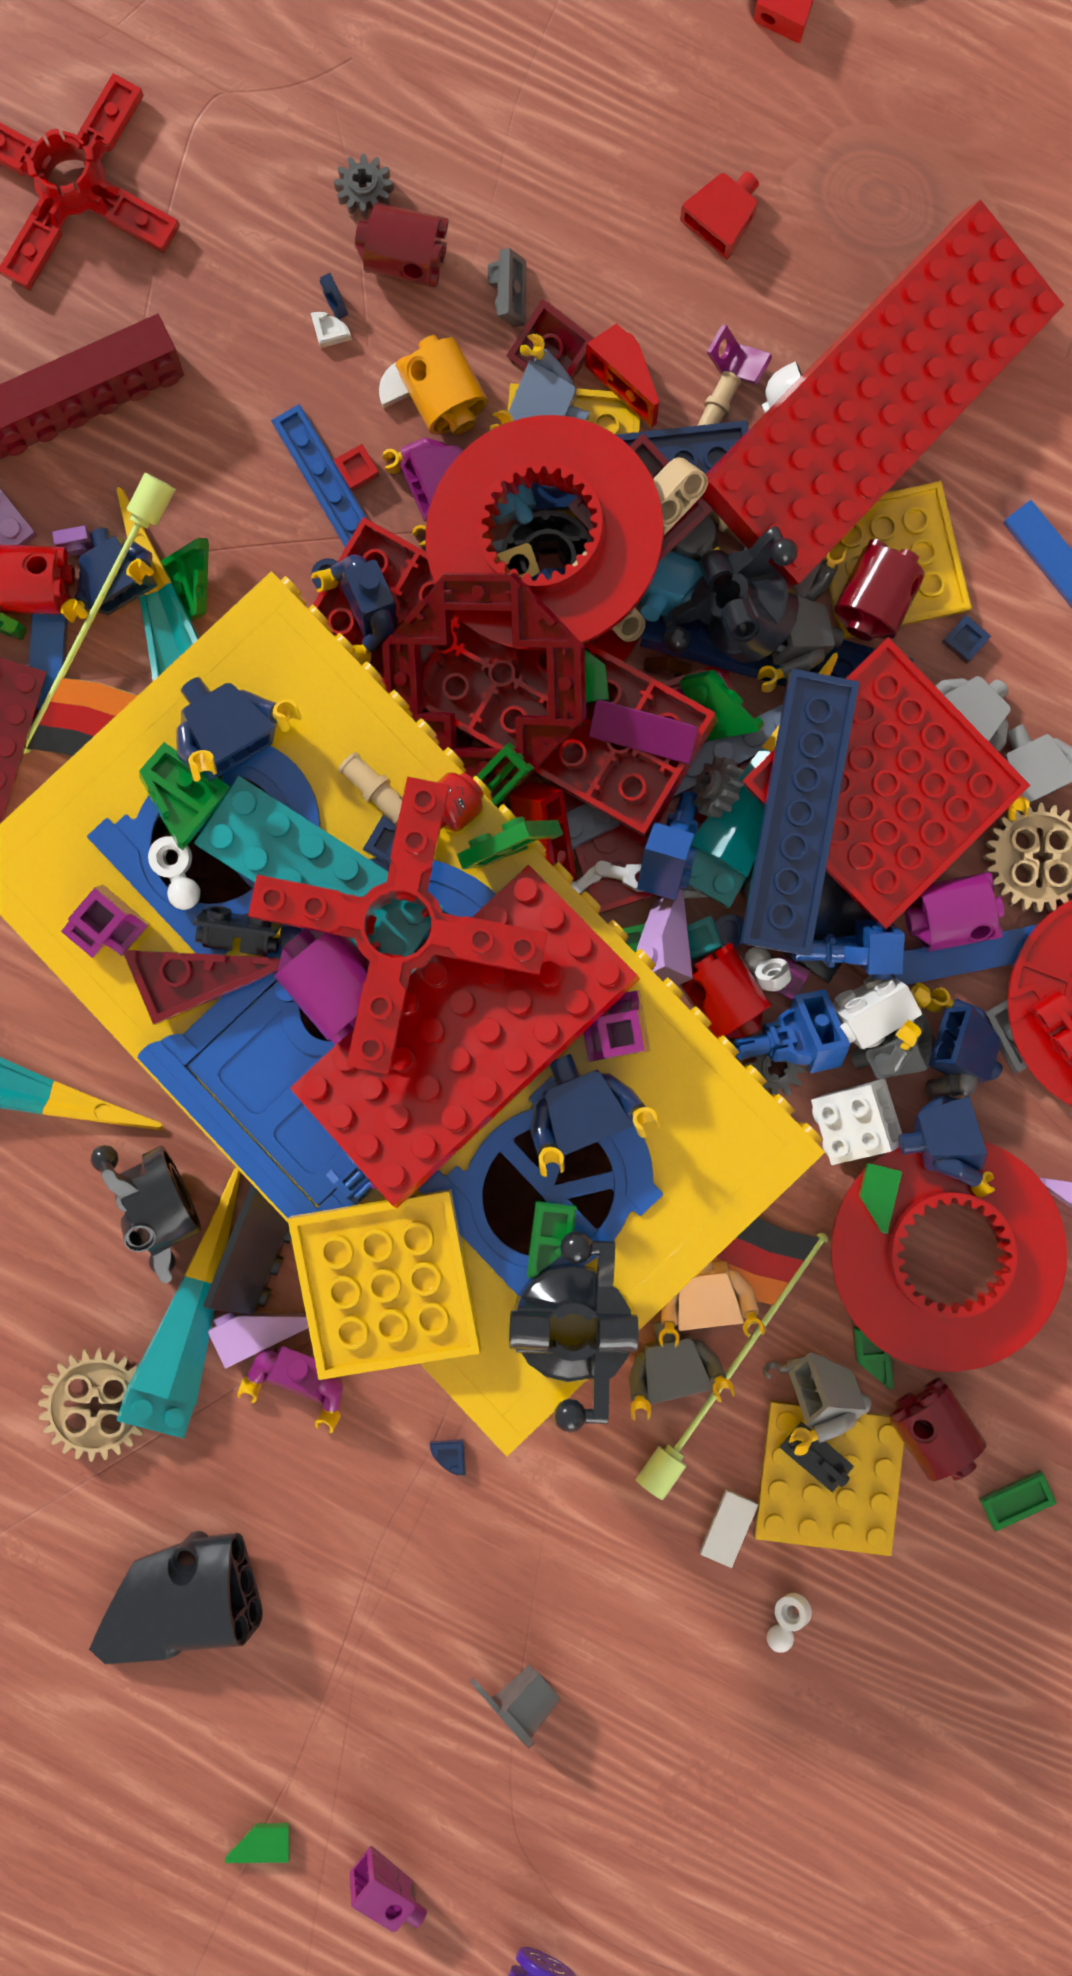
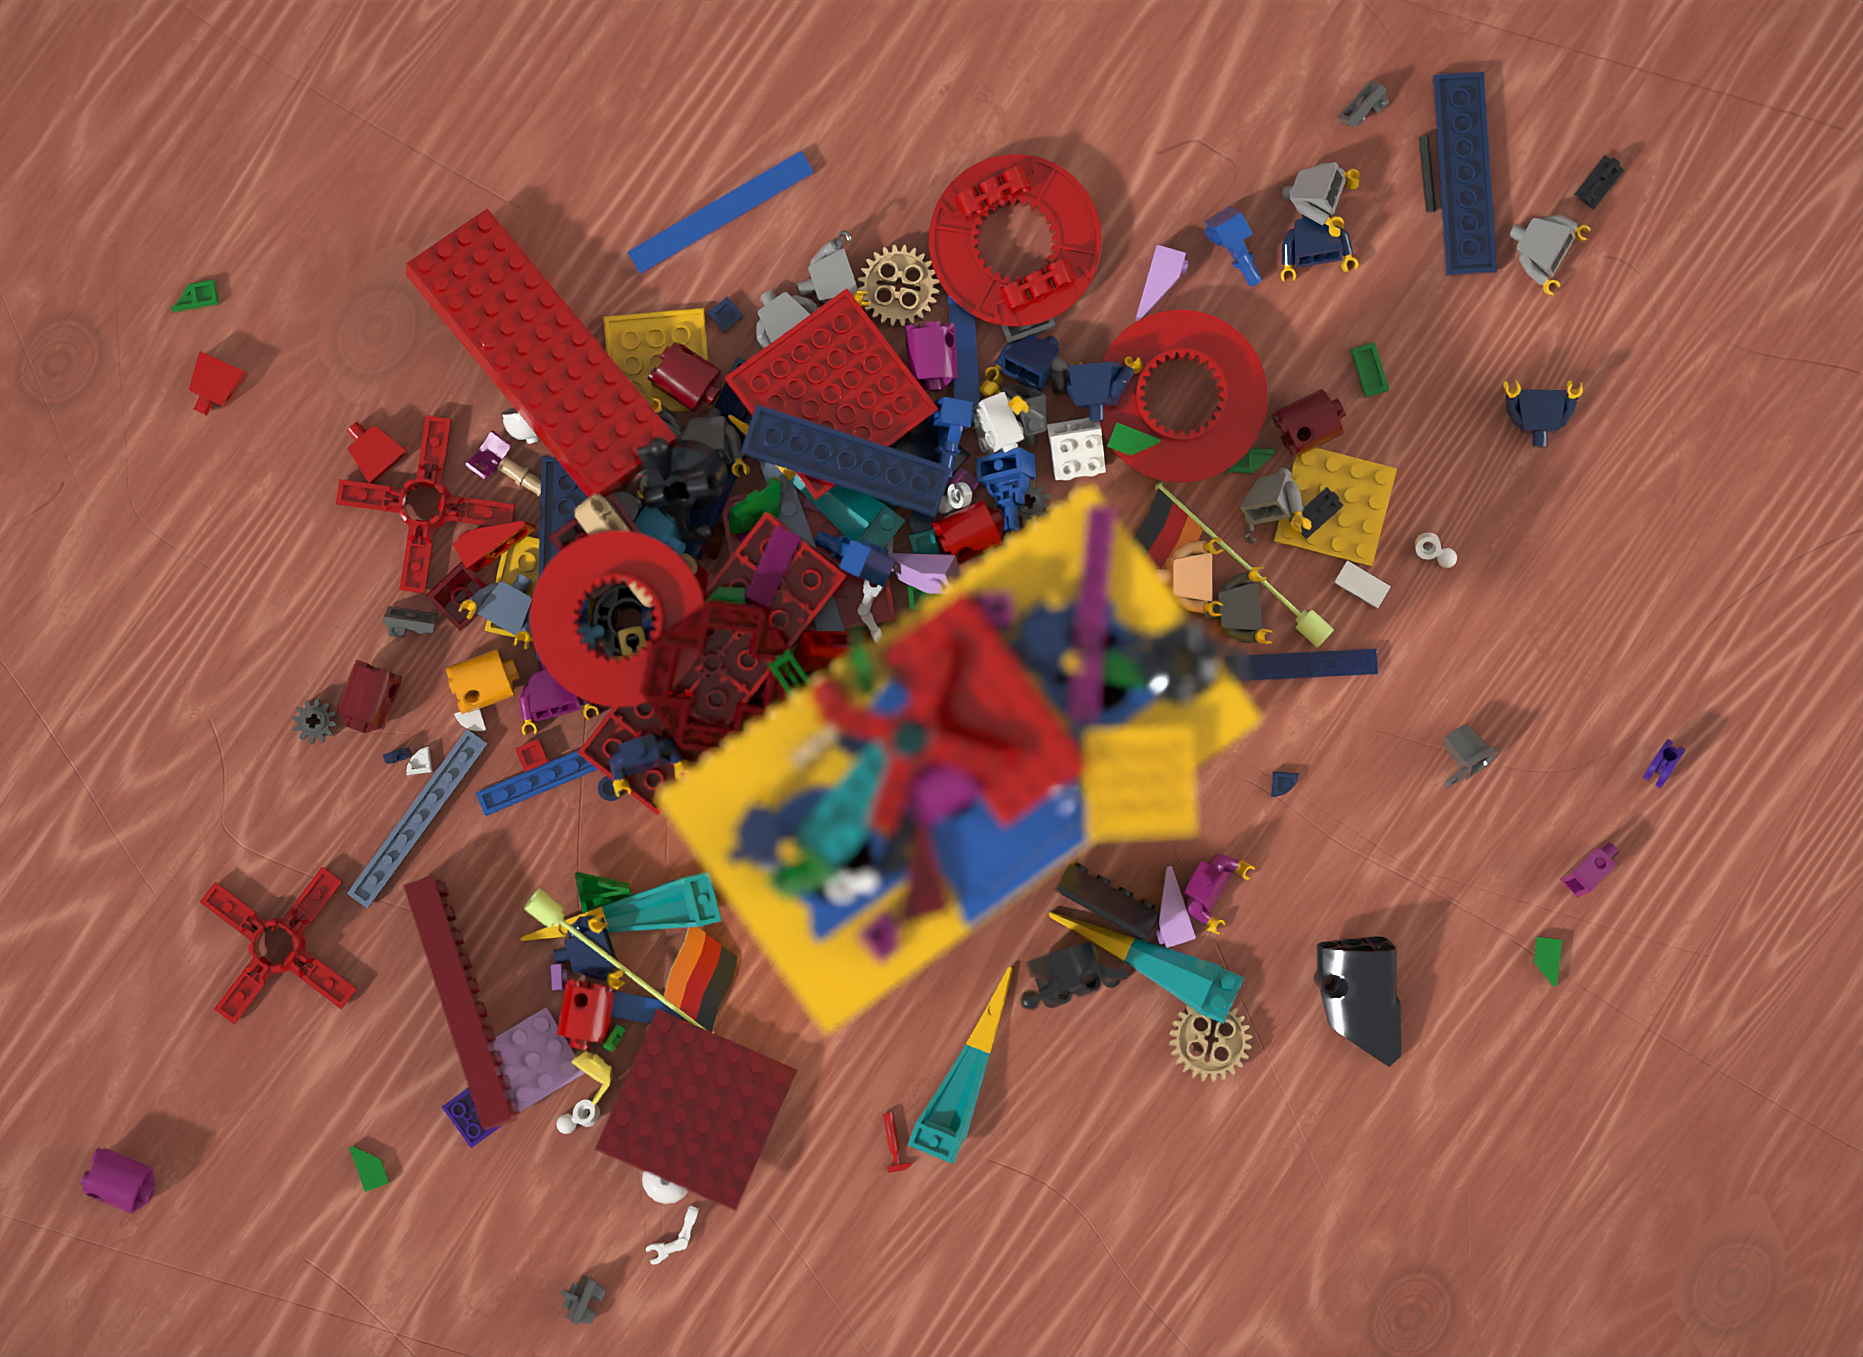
camera: 90 degrees left, 0 degrees up
(256, 334) = (417, 818): none -> sand blue plate
(614, 1482) = (1309, 664): none -> clear blue plate
(631, 1177) = (1091, 613): none -> magenta plate
(664, 310) = (451, 507): none -> red piece
(717, 787) = (817, 517): dark grey gear -> none
(999, 1745) = (1541, 410): none -> dark blue torso

